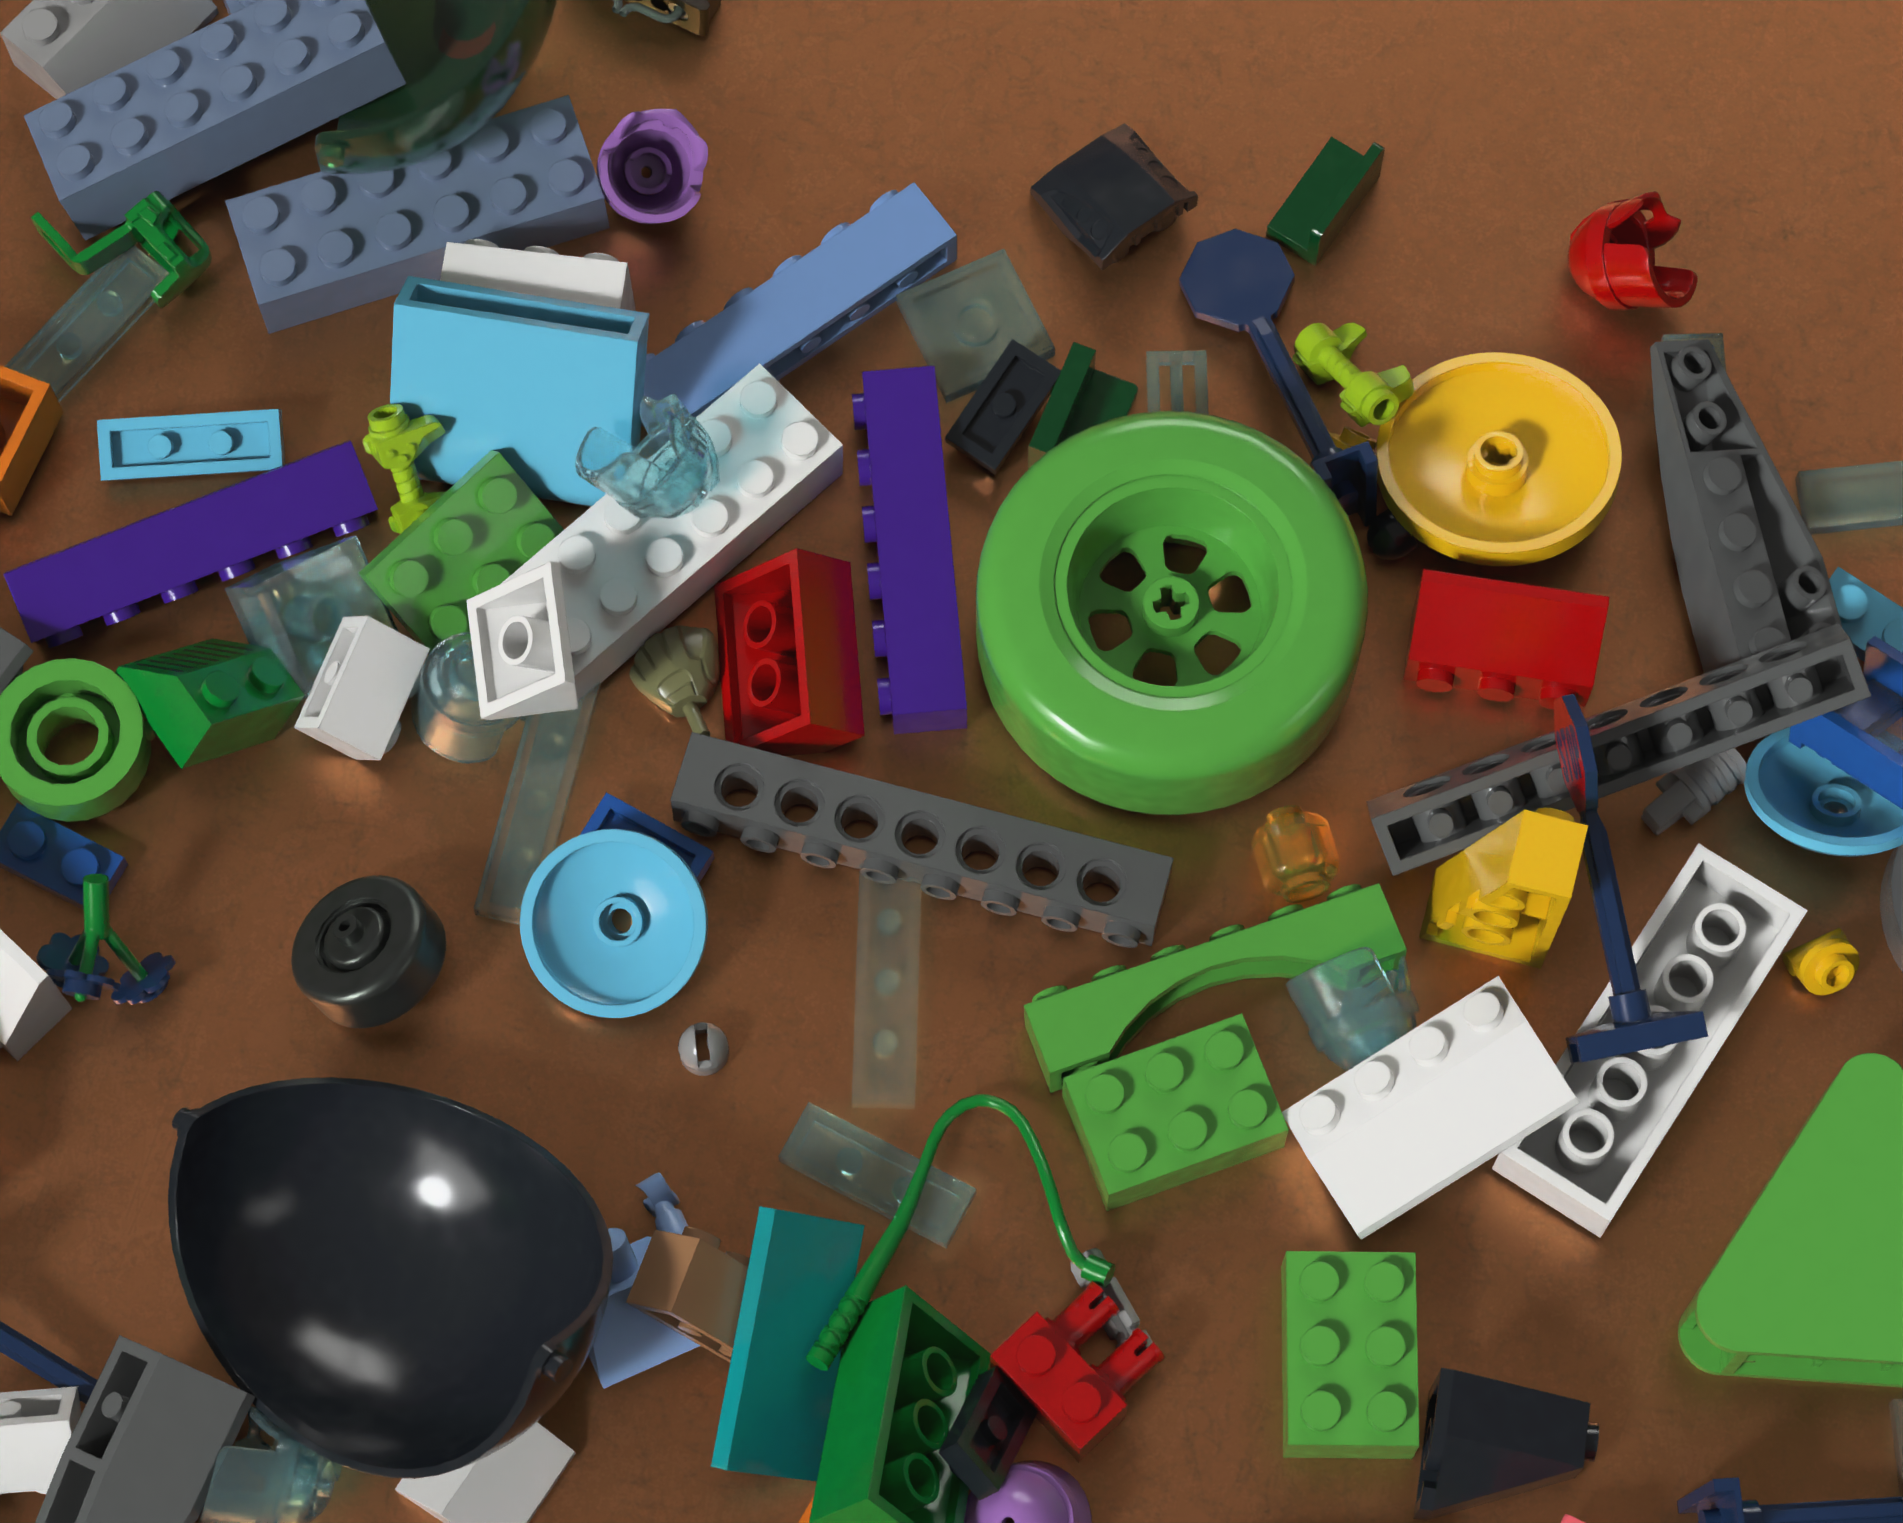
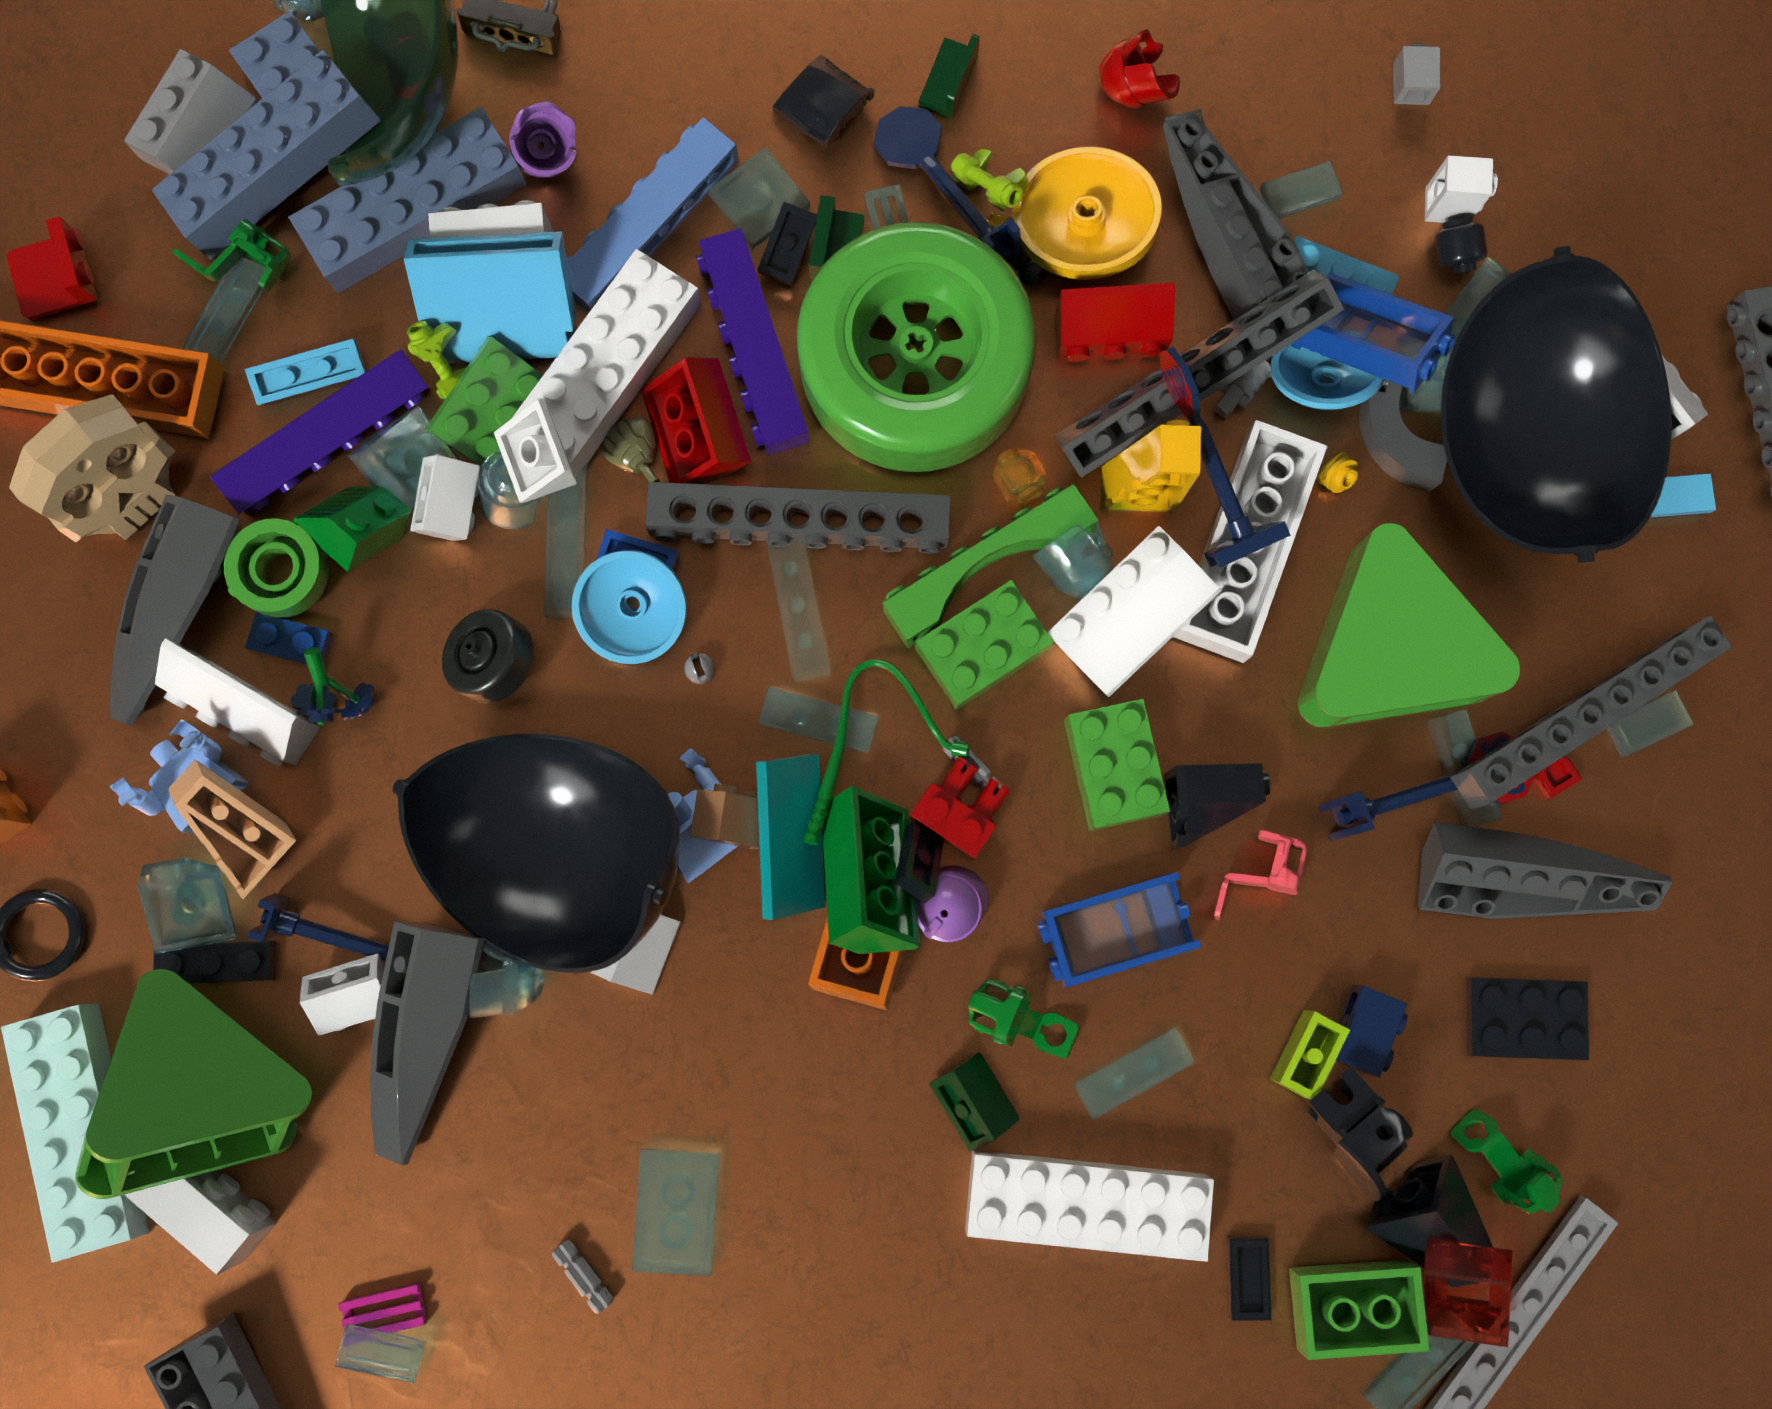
camera: 15 degrees left, 10 degrees up
(664, 472) = (593, 329): clear light blue helmet -> none

